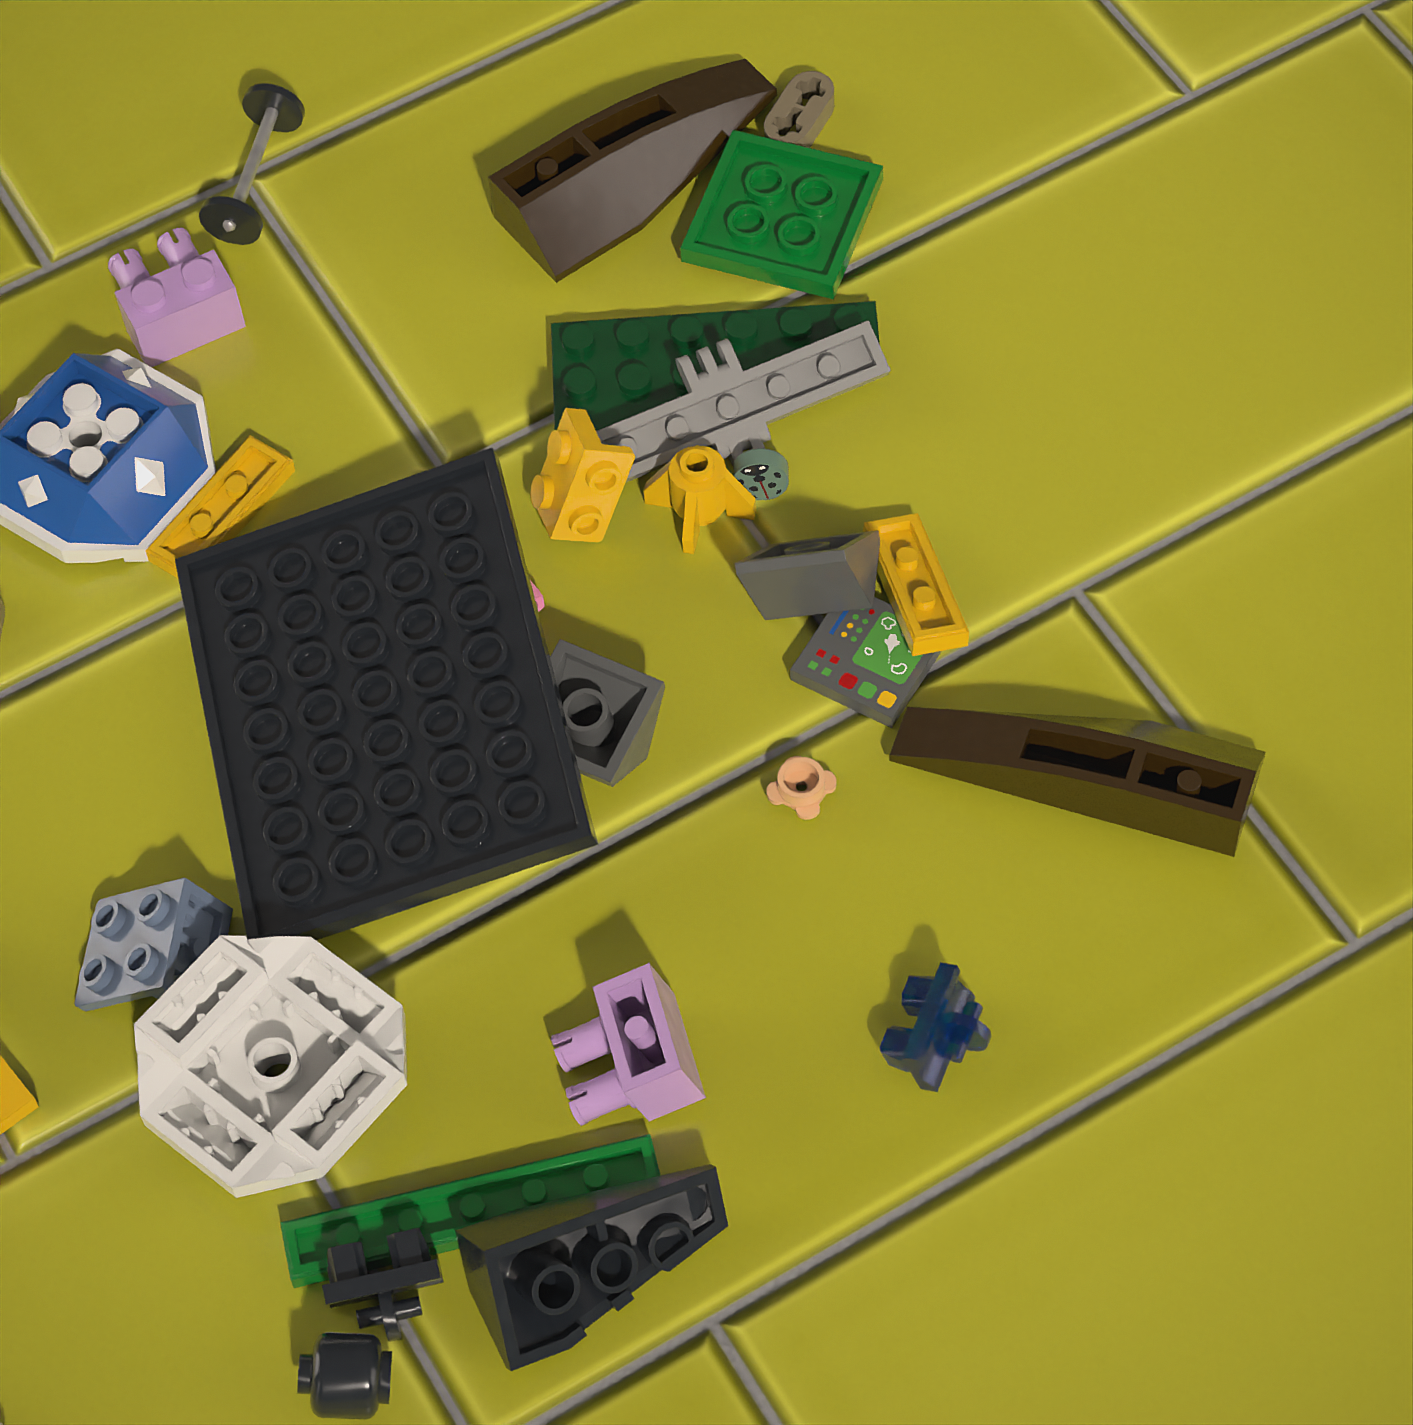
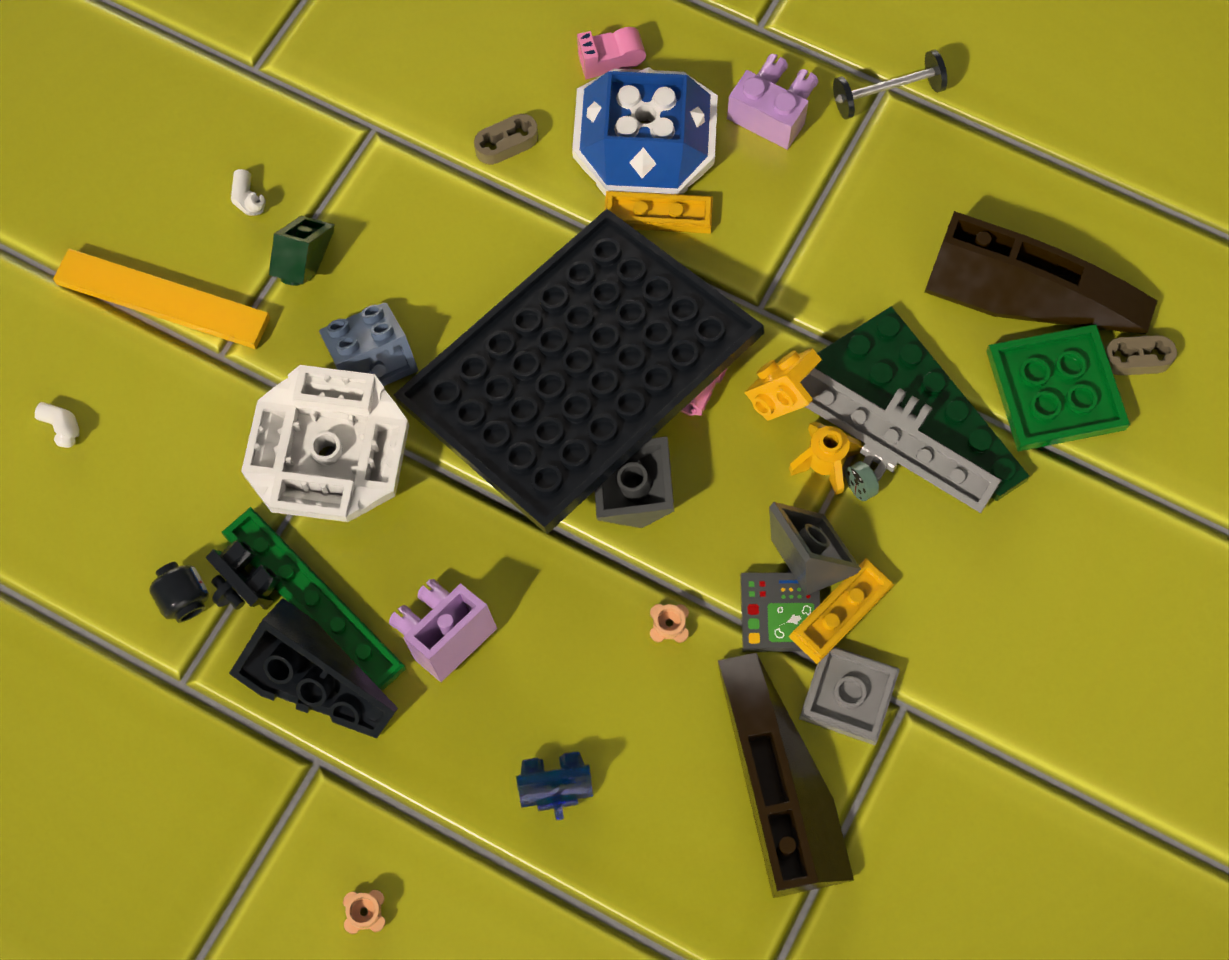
camera: 55 degrees right, 10 degrees up
(961, 1339) = (355, 902): none -> light nougat plate
(1028, 638) = (850, 695): none -> light grey tile

